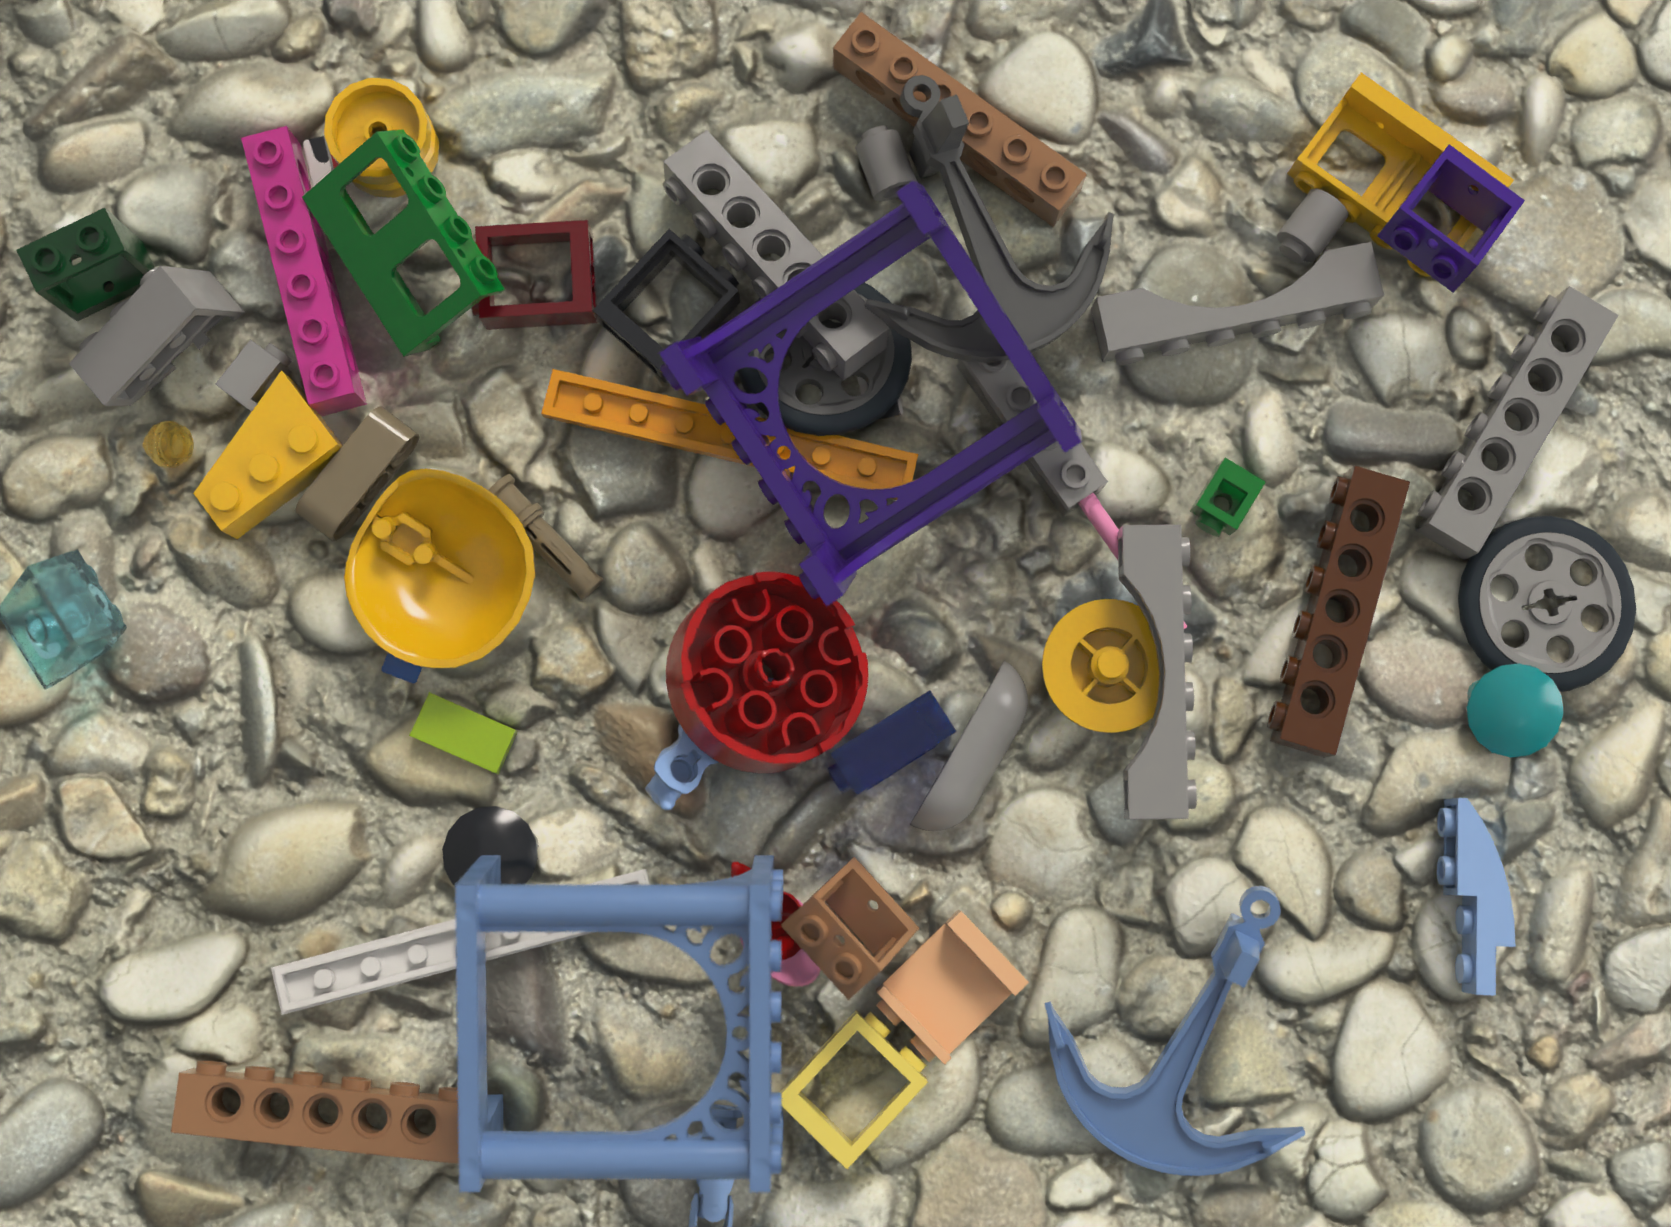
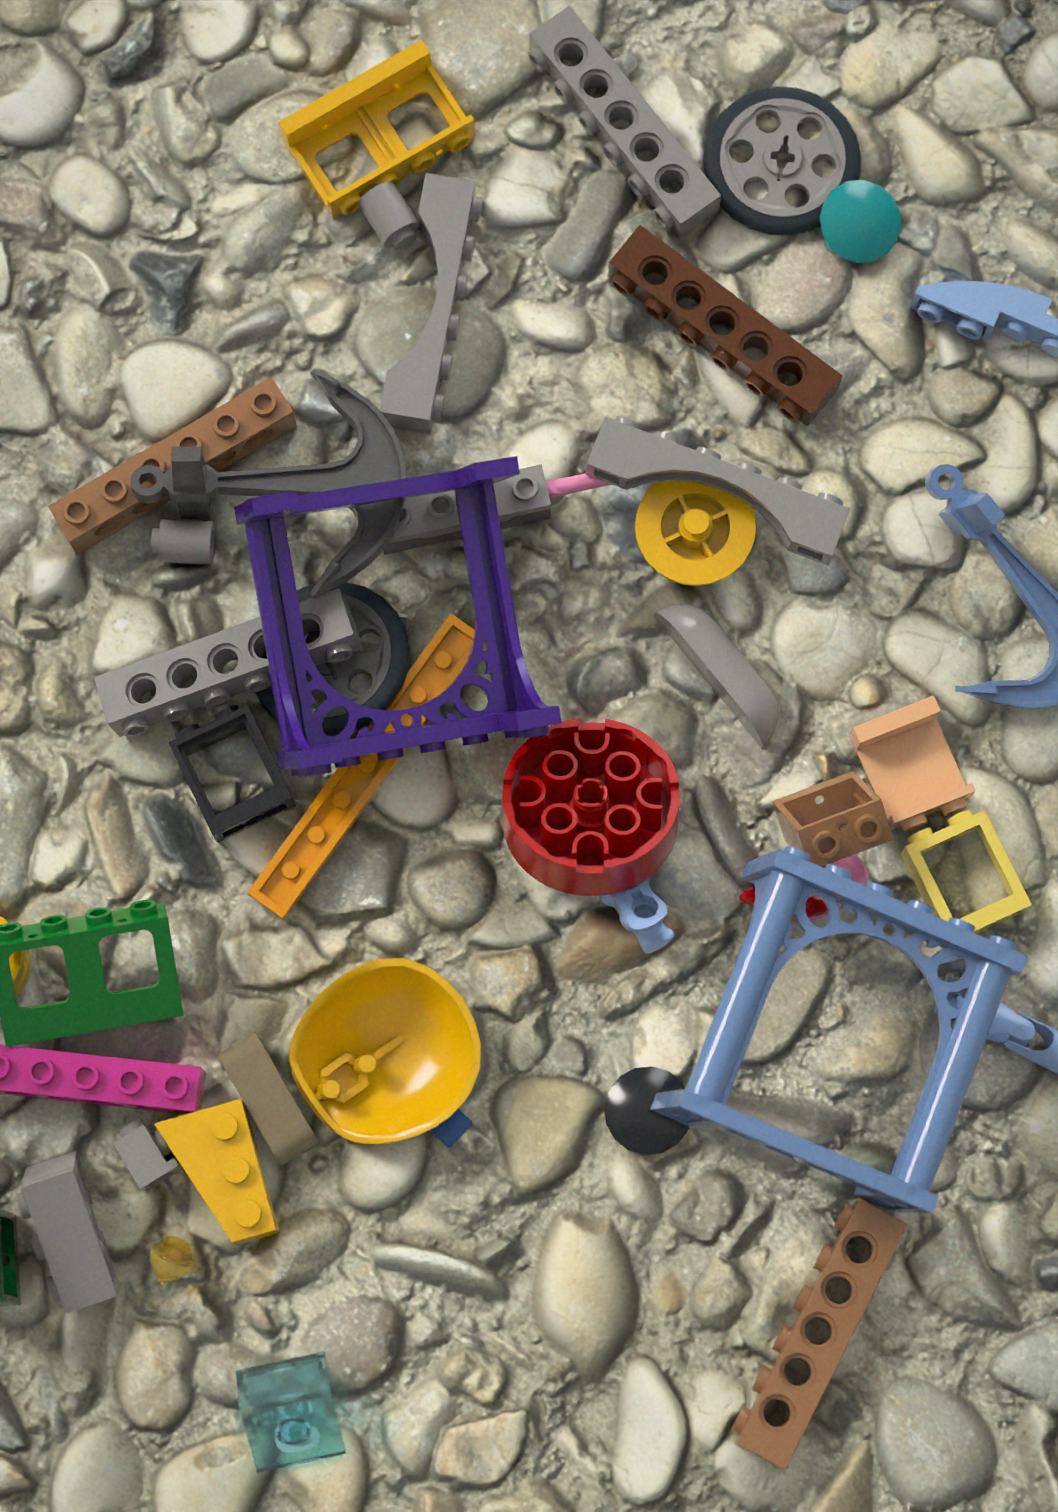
camera: 65 degrees left, 5 degrees down
(399, 959) = (709, 1216): white tile -> none
(463, 733) = (534, 1094): lime tile -> none
(546, 540) = (415, 949): dark tan pin -> none
(551, 313) = (171, 835): dark red window -> none
(890, 745) = (692, 730): clear blue window -> none
(1237, 487) = (587, 364): green brick -> none
(1451, 182) = (438, 67): dark purple window -> none

